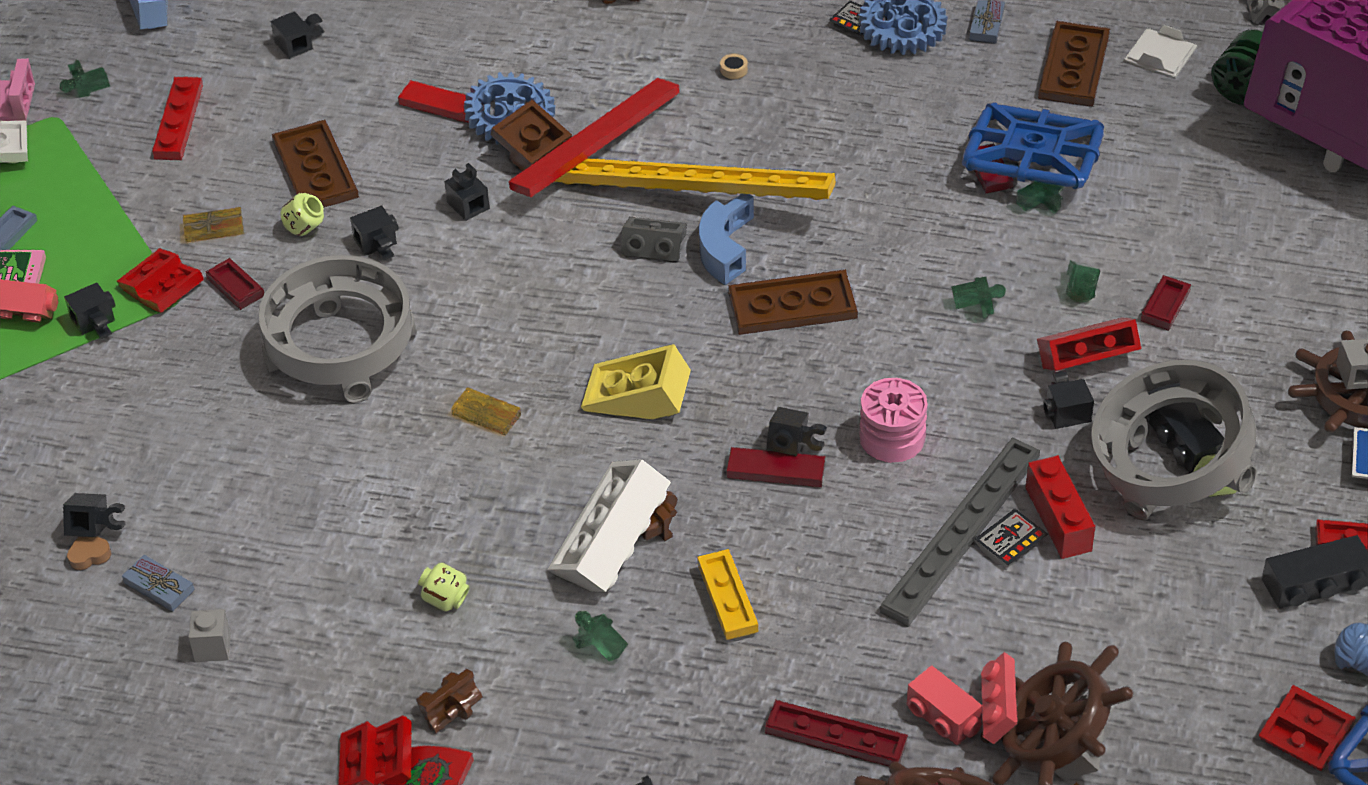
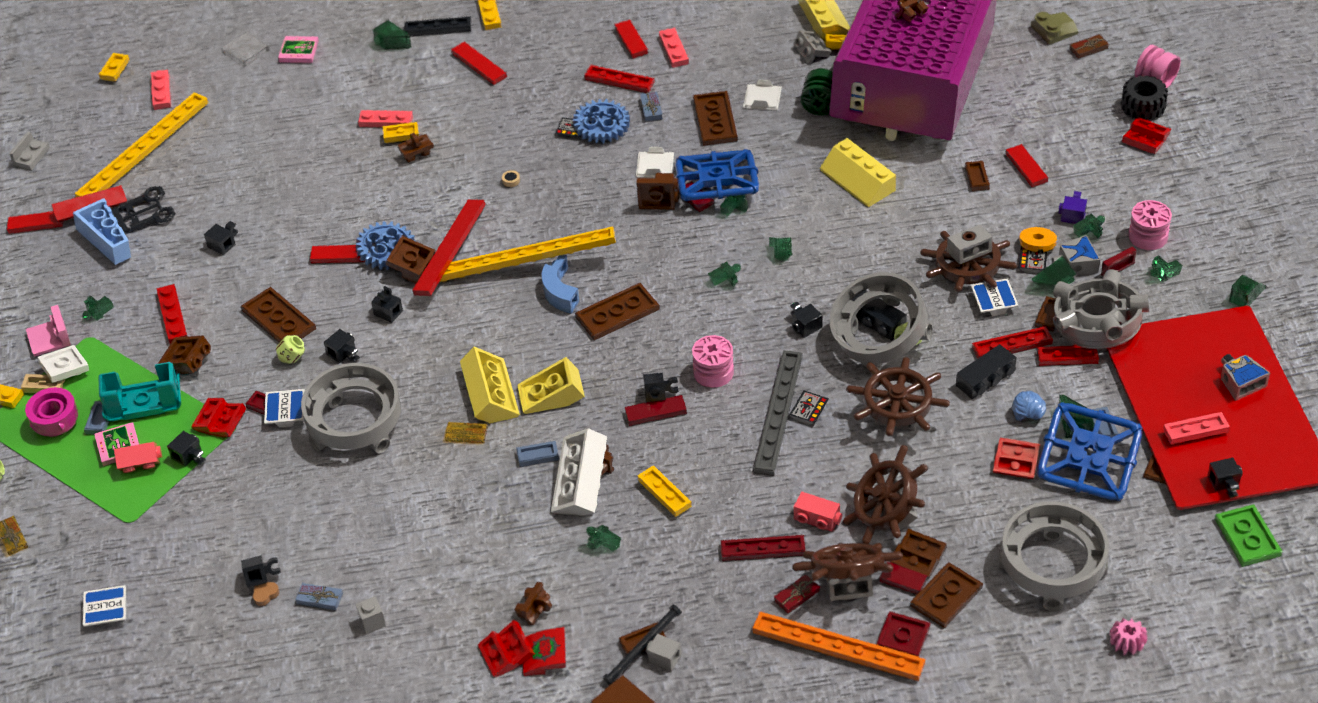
camera: 20 degrees left, 0 degrees up
(67, 222) = (141, 398): none -> teal container
(162, 178) = (186, 353): none -> reddish brown plate
(213, 224) = (233, 373): clear yellow tile -> none
(244, 292) = (283, 407): none -> piece
(443, 587) = (496, 541): yellowish green head -> none
(550, 354) = (488, 386): none -> light yellow slope
(570, 475) = (537, 453): none -> sand blue tile
(653, 238) = (515, 298): dark grey bracket -> none
(931, 144) = (658, 192): none -> reddish brown plate
(953, 104) = (654, 162): none -> white piece
(998, 697) = (846, 496): coral plate -> none
(1060, 507) = (828, 380): red brick -> none
(1089, 343) = (803, 282): red brick -> none
(1145, 577) = (897, 405): none -> reddish brown brick
(1165, 302) = (833, 245): dark red tile -> none
(1254, 205) = (859, 173): none -> light yellow slope

